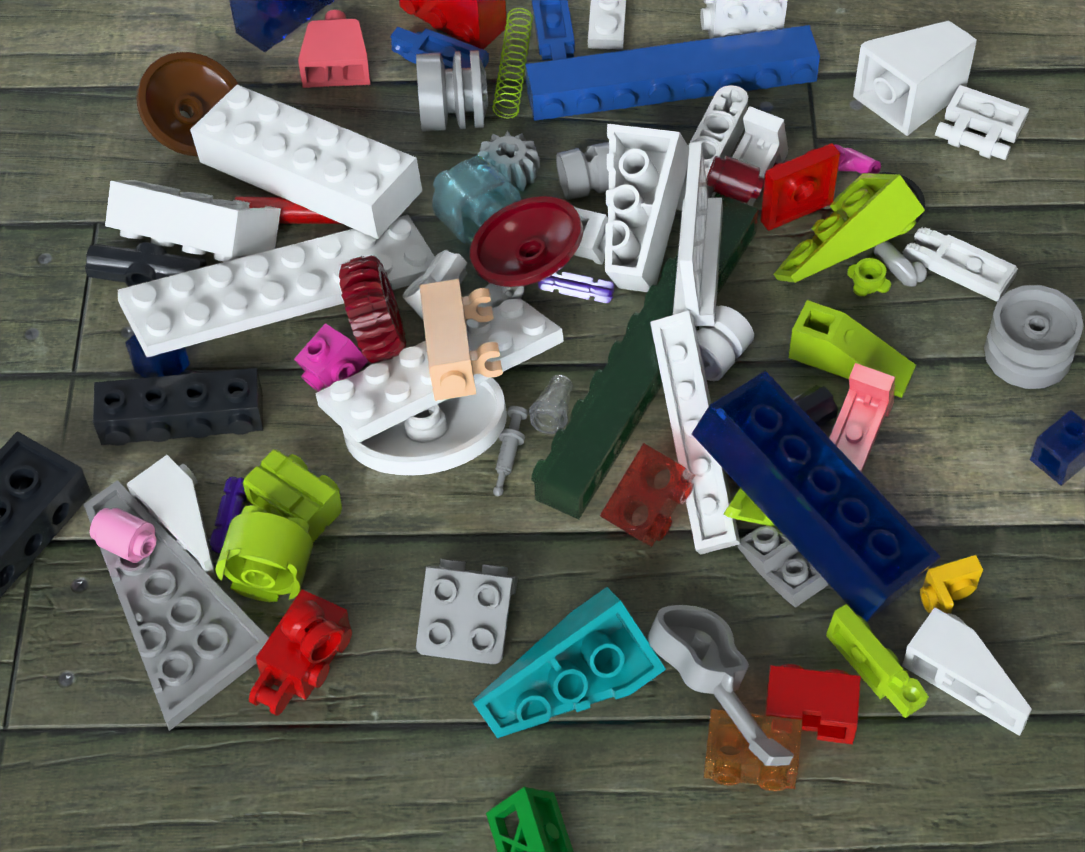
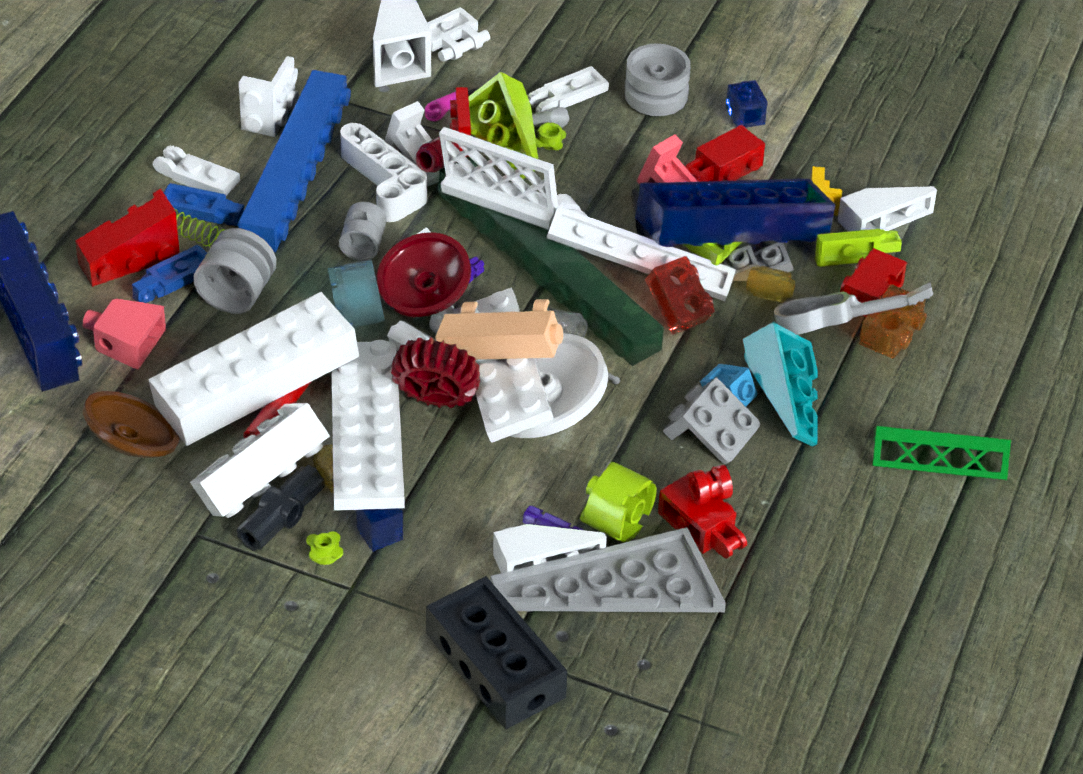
camera: 70 degrees left, 10 degrees down
(111, 326) = (324, 547): none -> lime plate
(123, 534) = (555, 575): bright pink brick -> none
(178, 406) = (439, 525): black brick -> none
(290, 490) = (560, 481): lime brick -> none
(329, 358) = (455, 421): dark pink brick -> none
(512, 158) = (312, 270): light grey gear -> none
(538, 606) = (736, 379): none -> dark azure bracket
(641, 200) = (423, 198): white wedge -> none
(744, 588) = (770, 283): none -> clear yellow brick
(837, 342) = (606, 167): lime slope -> none
(942, 461) = (728, 156): none -> red brick

